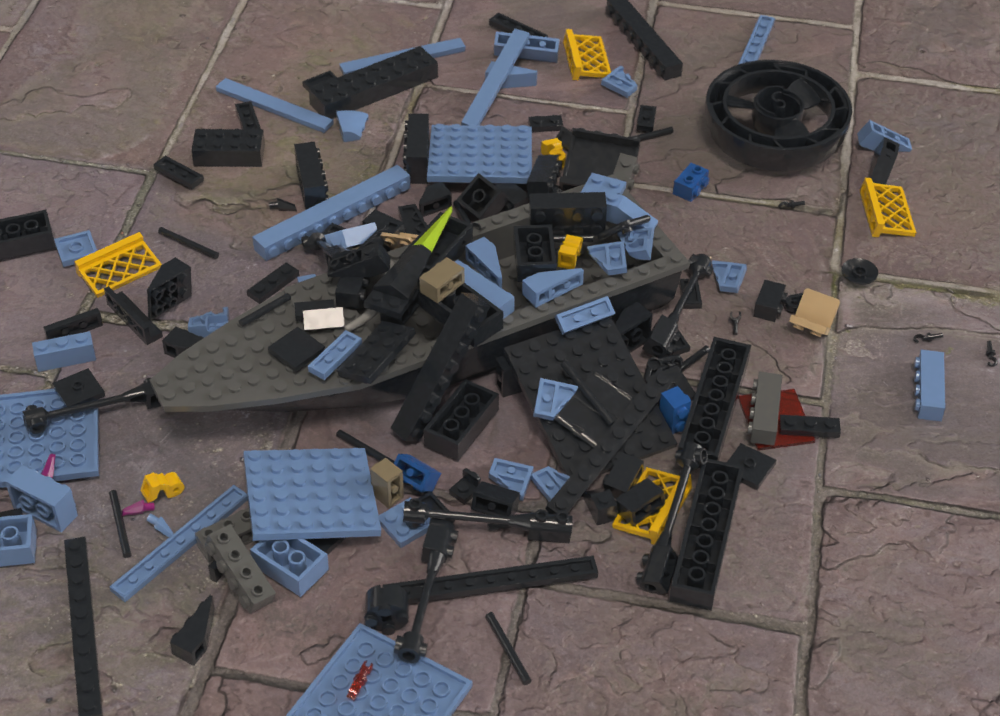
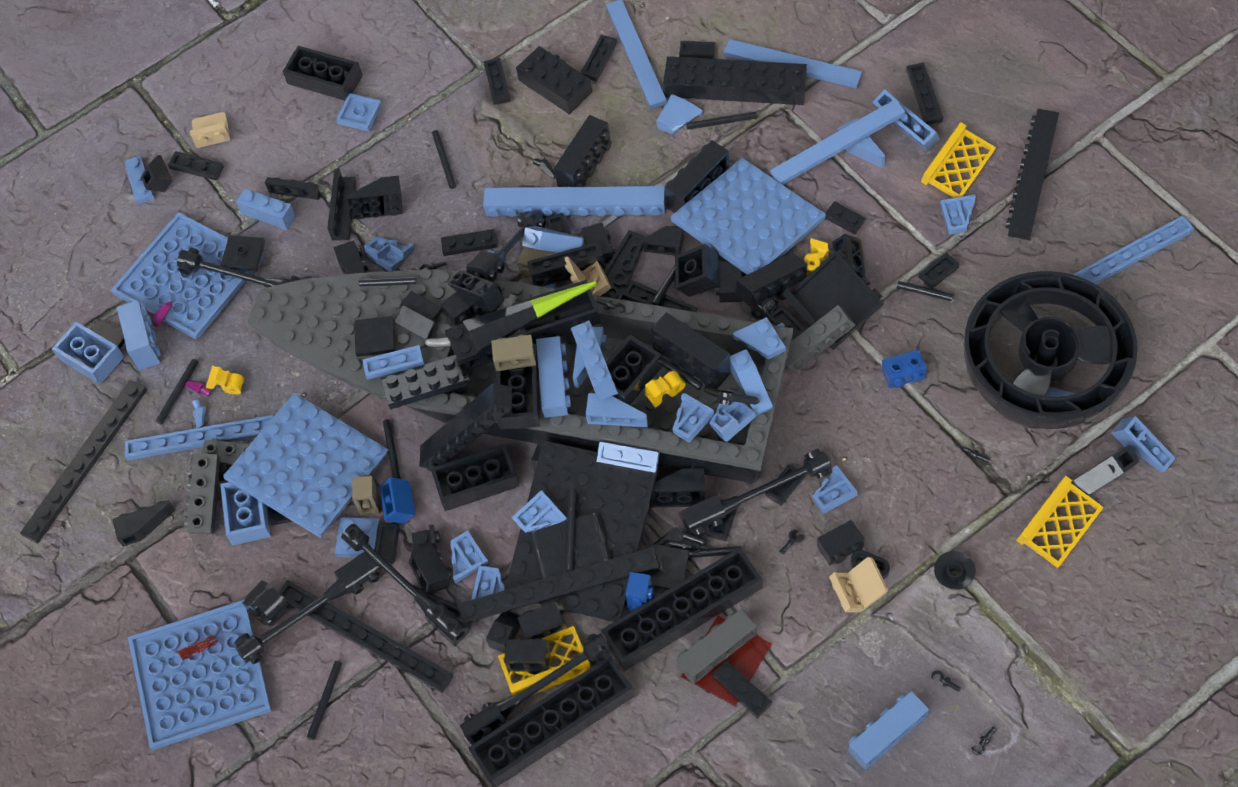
camera: 50 degrees right, 15 degrees up
(111, 255) = (375, 135): yellow fence -> none
(388, 113) = (722, 120): none -> black bar
(511, 249) = (594, 360): none -> medium blue brick
(756, 465) = (655, 687): black plate -> none

